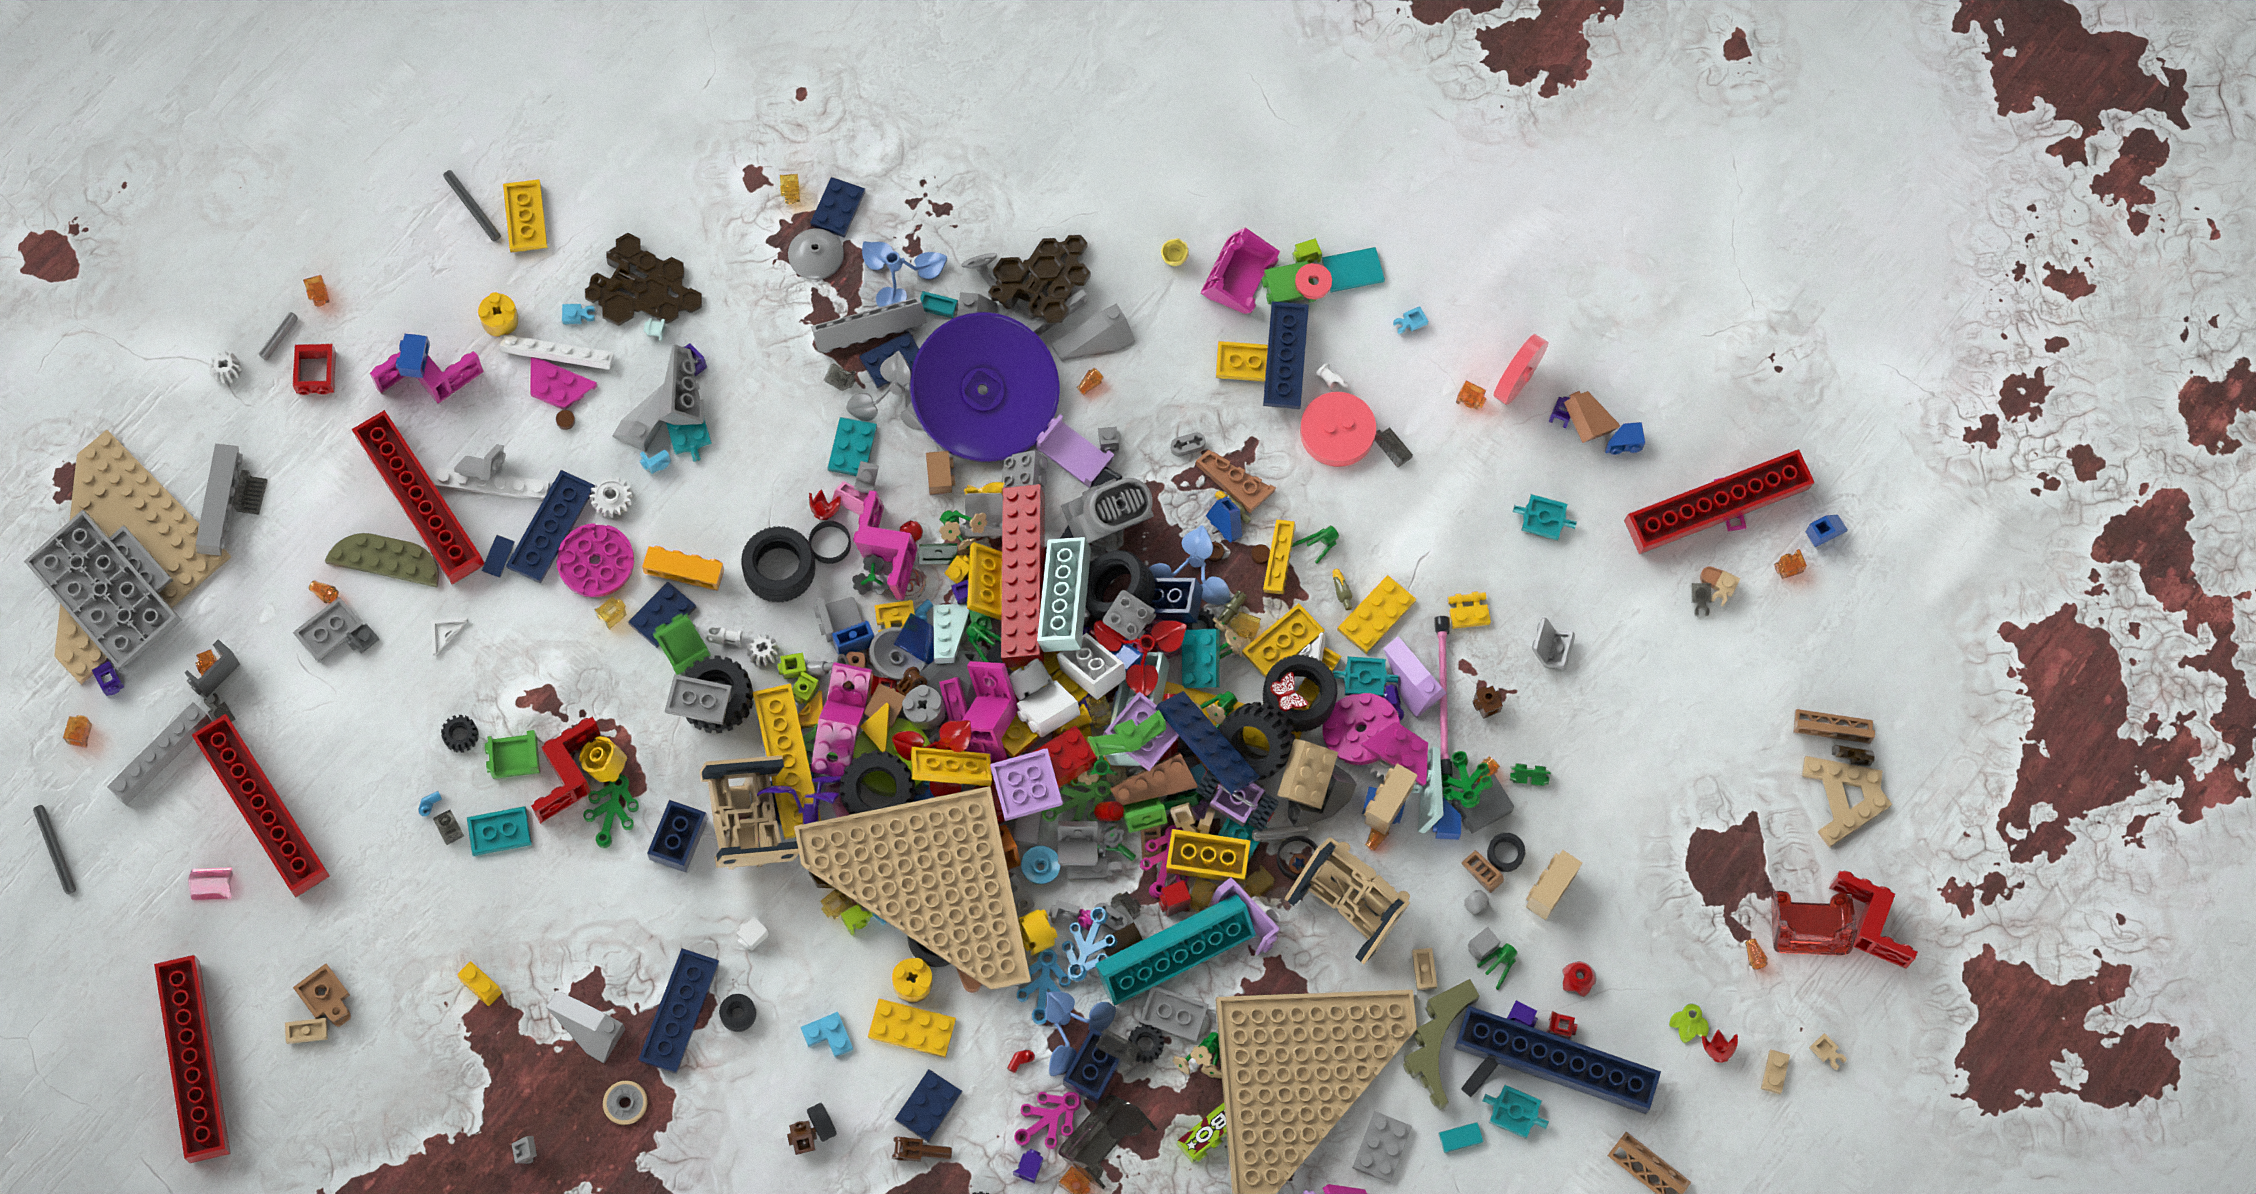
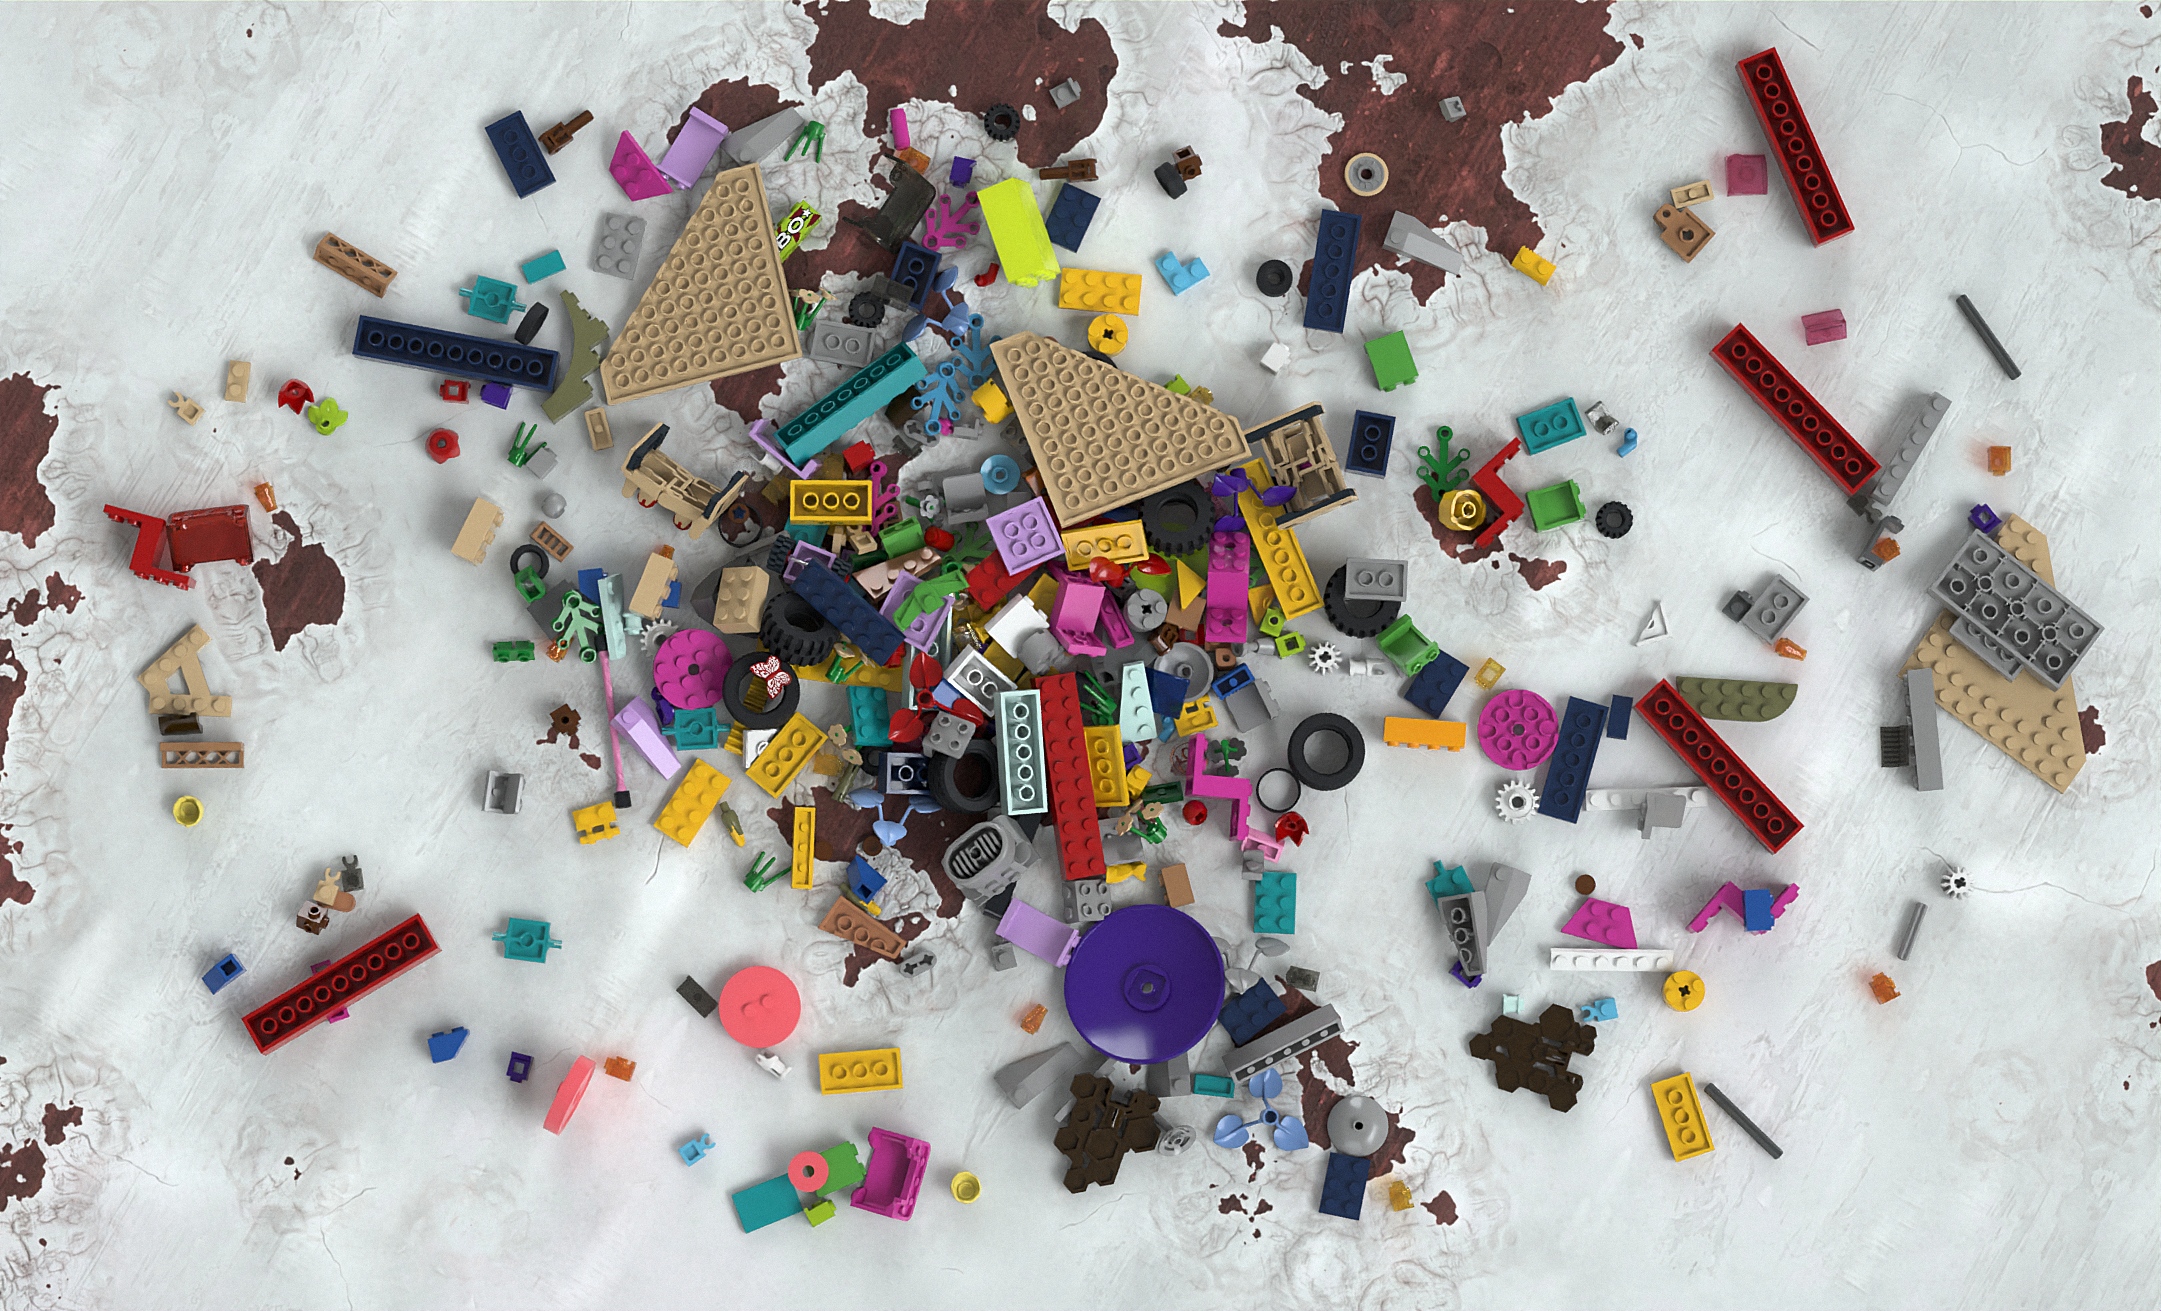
camera: 170 degrees right, 15 degrees up
(247, 1043) = (1746, 175): none -> clear pink slope
(314, 351) = (1850, 918): red window -> none
(639, 914) = (1391, 361): none -> bright green panel
(657, 462) = (1474, 849): medium azure bracket -> none
(982, 1085) = (1019, 233): none -> neon yellow container
(1285, 355) = (827, 1079): dark blue plate -> none
(1400, 746) = (649, 645): dark pink wing -> none
(1509, 825) = (529, 584): none -> green window
(1589, 416) = (489, 1057): nougat slope -> none
(1741, 569) = (312, 917): none -> reddish brown brick
(1790, 564) = (260, 927): clear orange brick -> none
(1850, 675) = (188, 810): none -> light yellow hair

